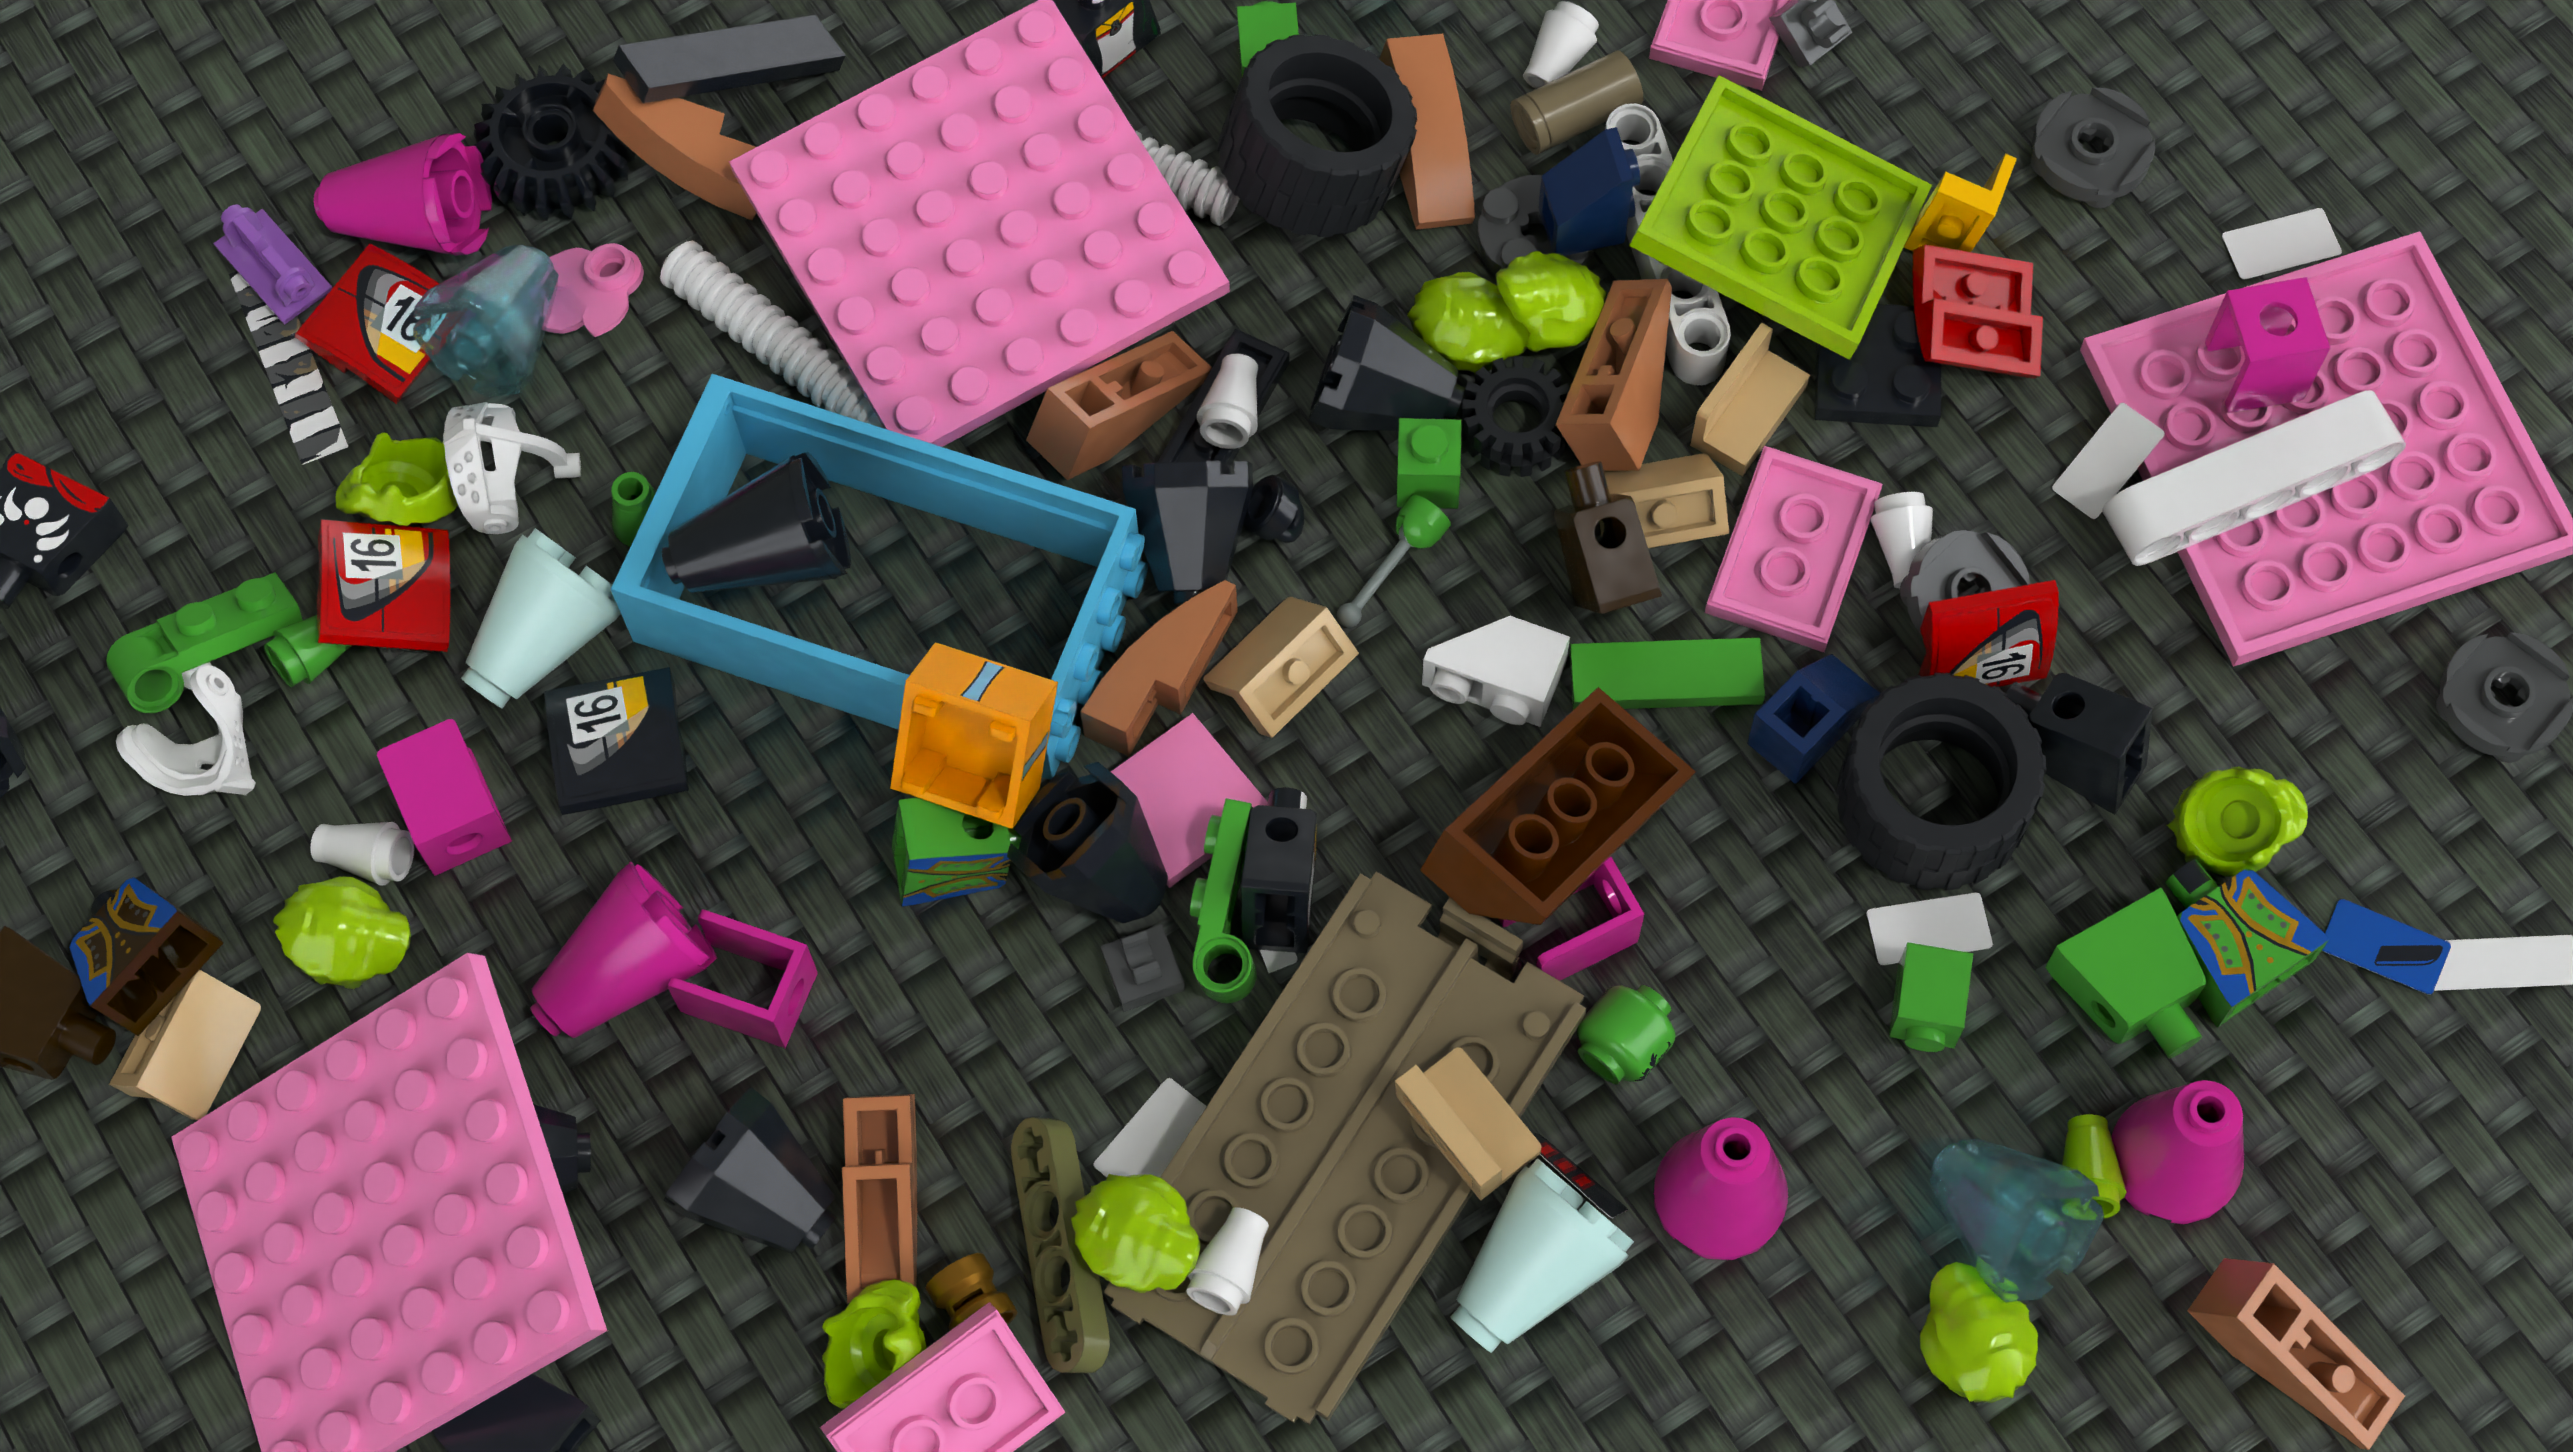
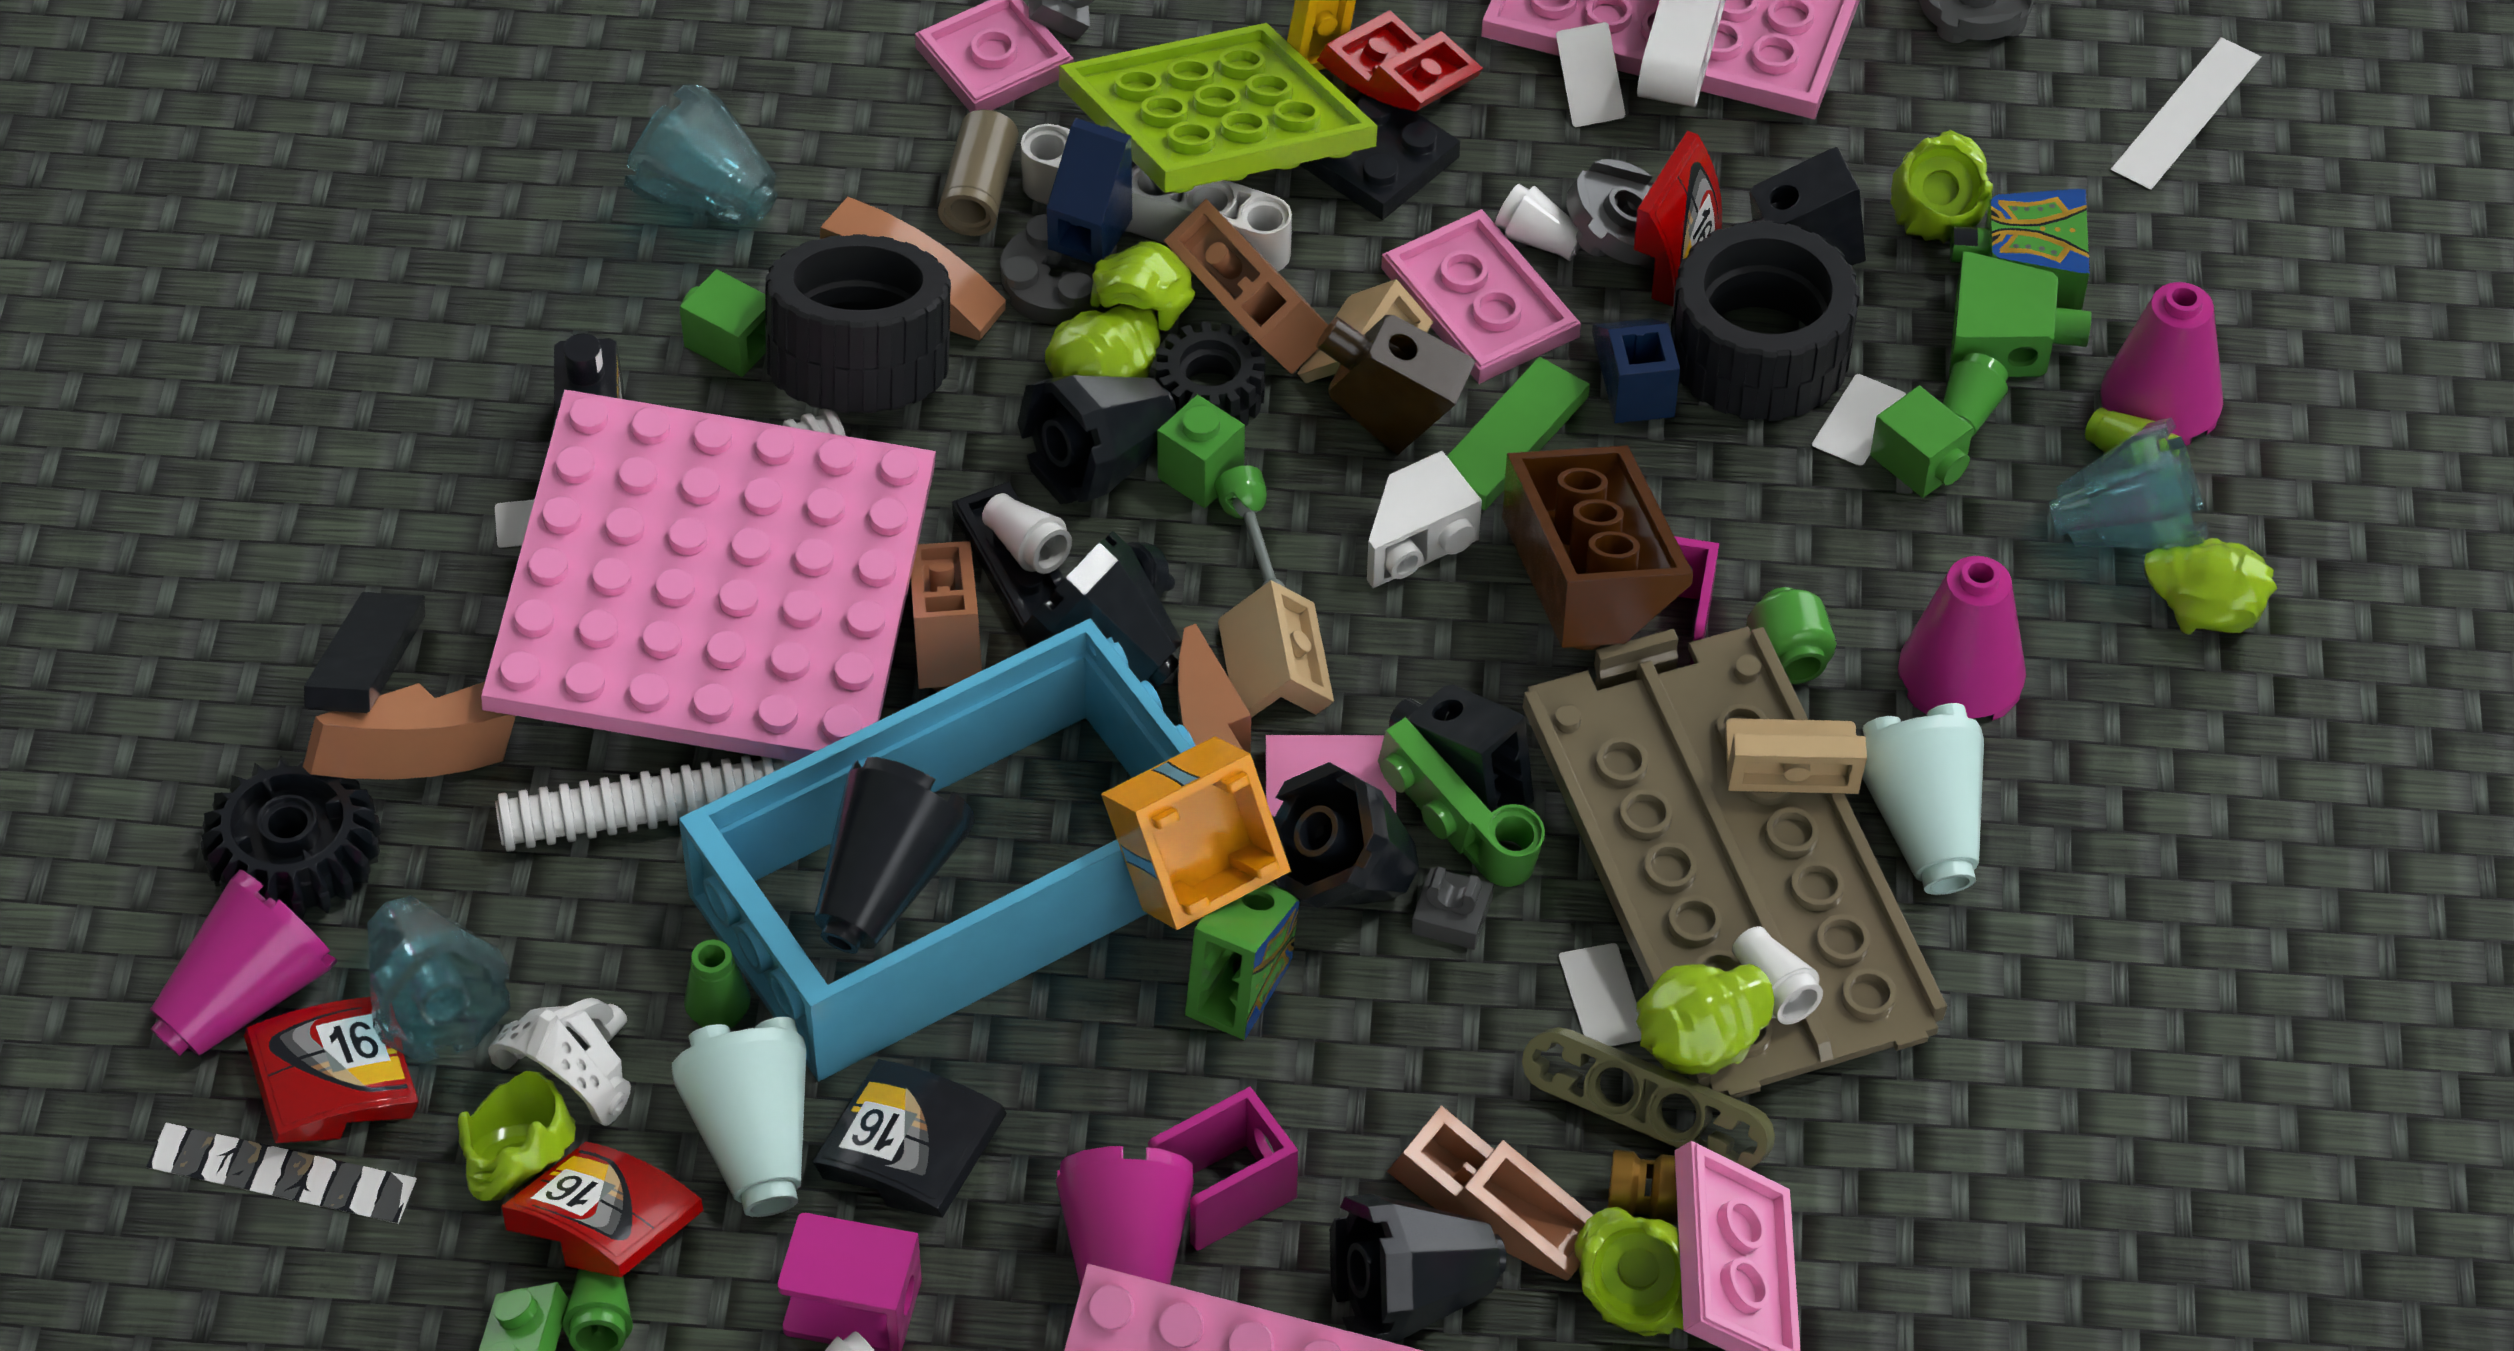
camera: 55 degrees left, 15 degrees down
(270, 262) = (180, 1120): medium lavender hinge -> none
(593, 288) = (467, 890): bright pink plate -> none
(1561, 43) = (915, 149): white cone -> none
(1747, 404) = (1337, 240): tan panel -> none
(2019, 1002) = (1976, 388): none -> bright green cone
(2295, 1348) = (2359, 416): nougat slope -> none
(2386, 946) = (2109, 179): blue sticker -> none

